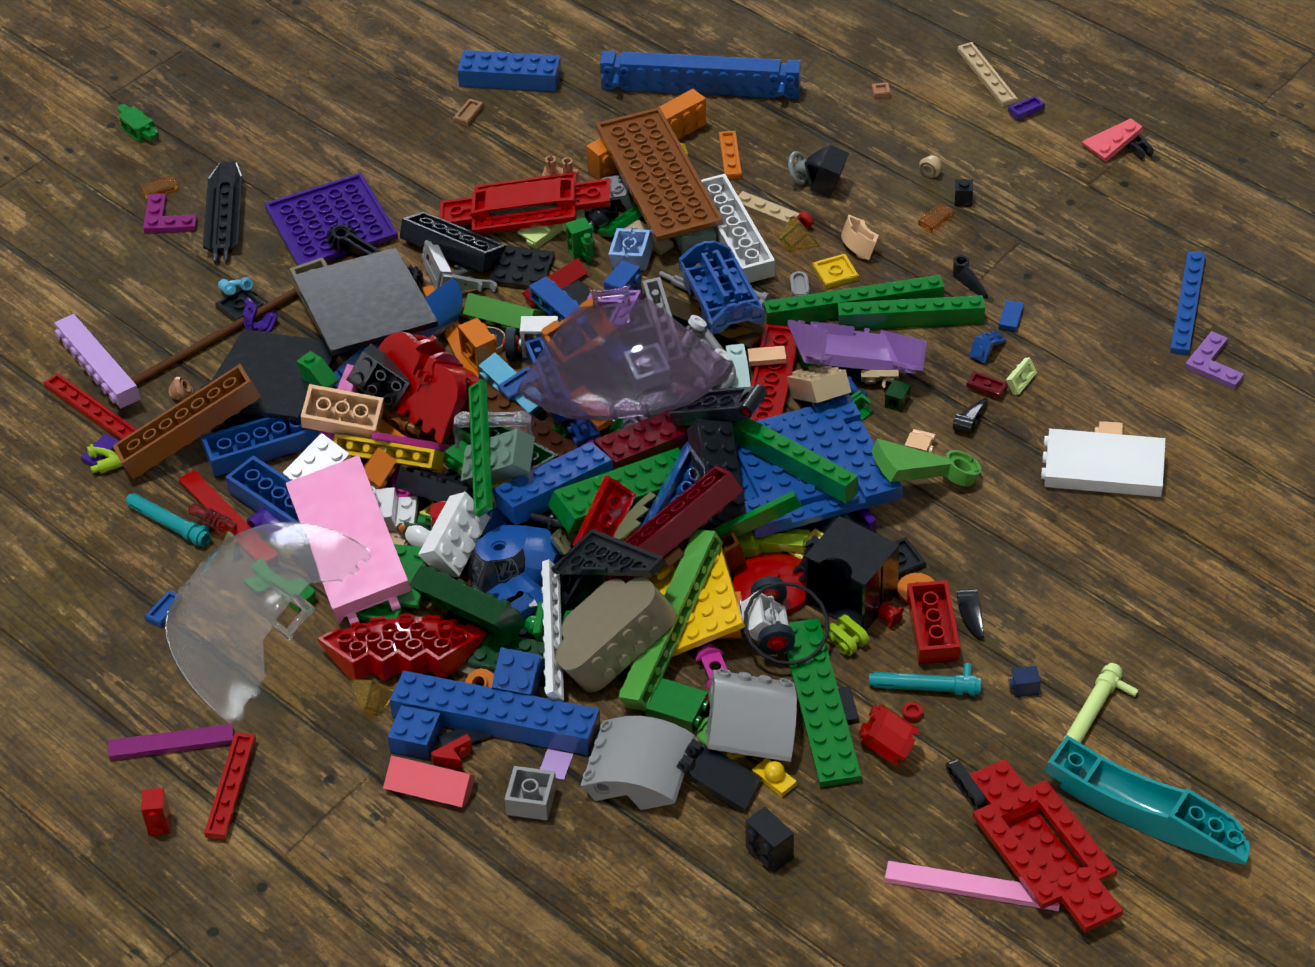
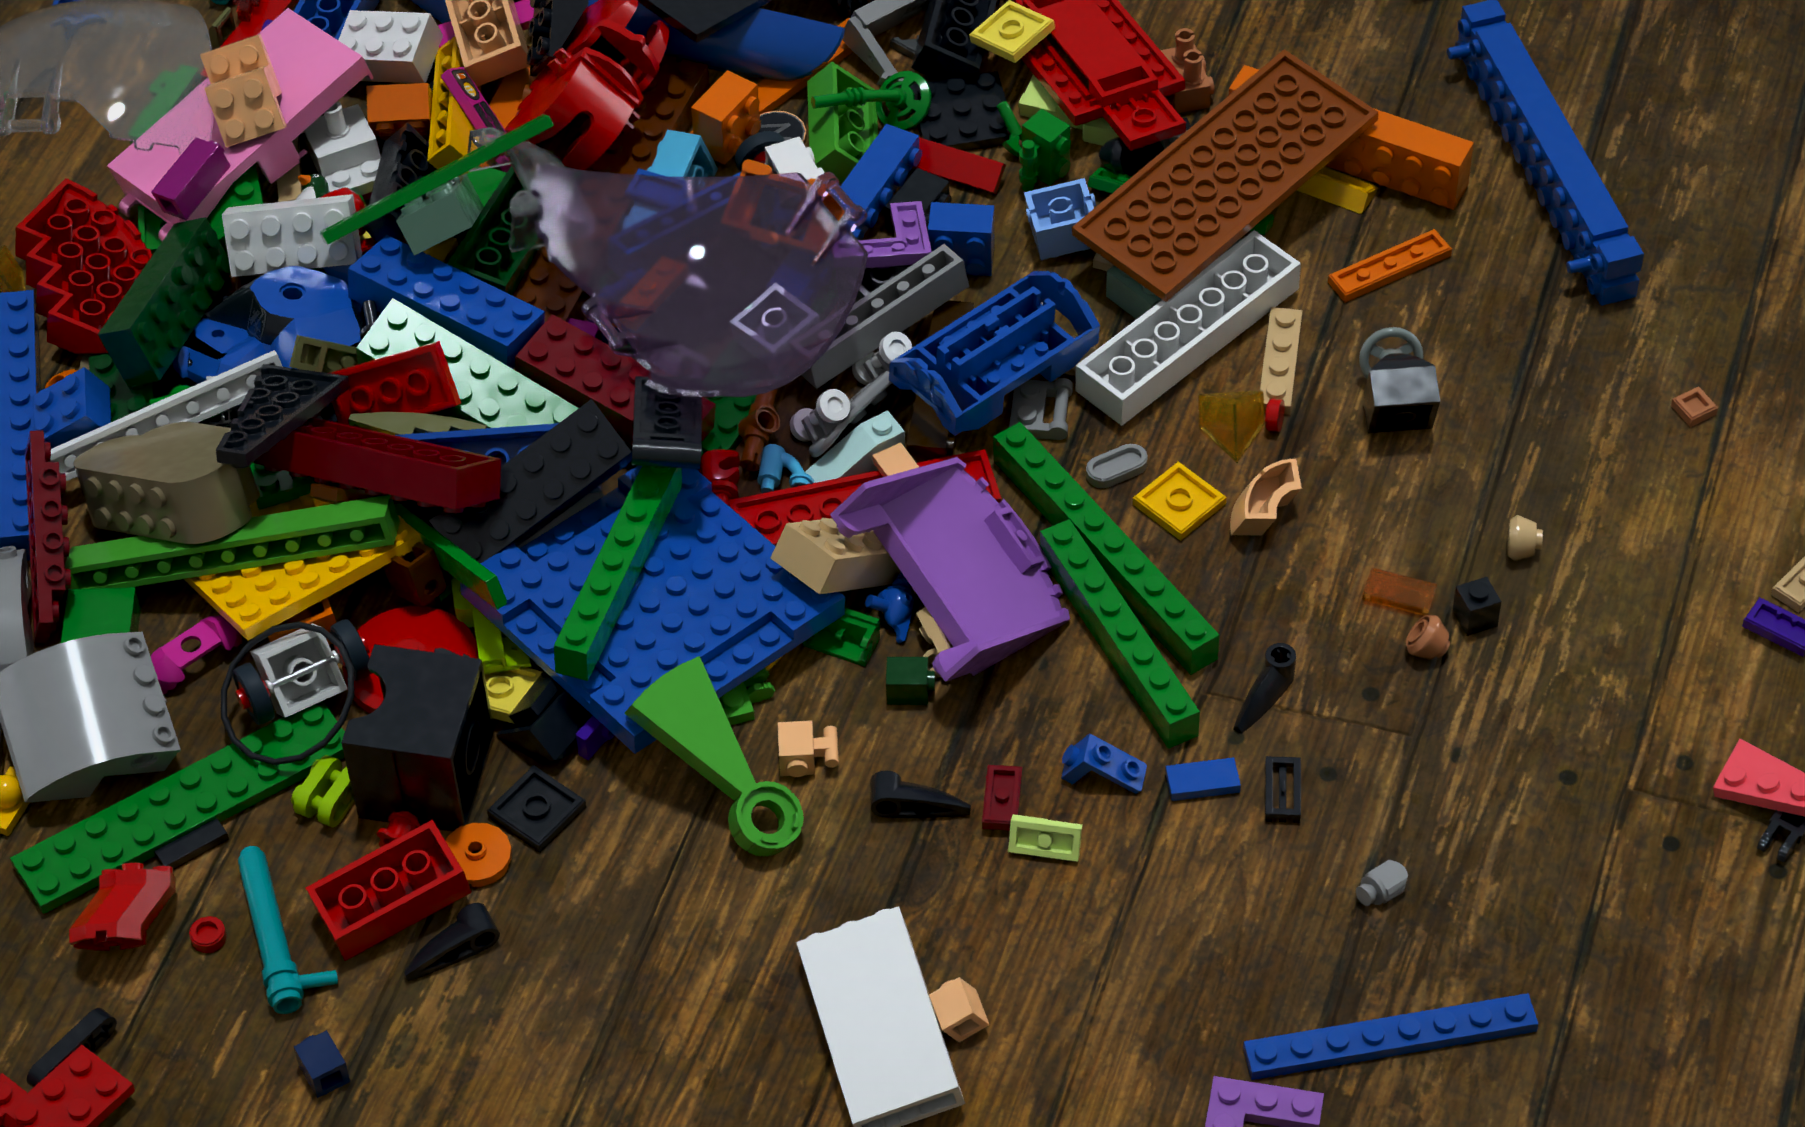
camera: 65 degrees right, 5 degrees up
(349, 511) = (243, 90): none -> light nougat bracket
(390, 560) = (191, 178): none -> magenta brick
(496, 220) = (1012, 31): none -> light yellow tile
(504, 291) = (895, 99): none -> green dish
(560, 249) = (1013, 127): none -> green bar
(609, 692) = (46, 537): none -> dark red plate
(972, 214) = (1428, 638): none -> nougat cone
(1031, 291) = (1281, 812): none -> black tile
(1104, 275) = (1382, 883): none -> light grey arm

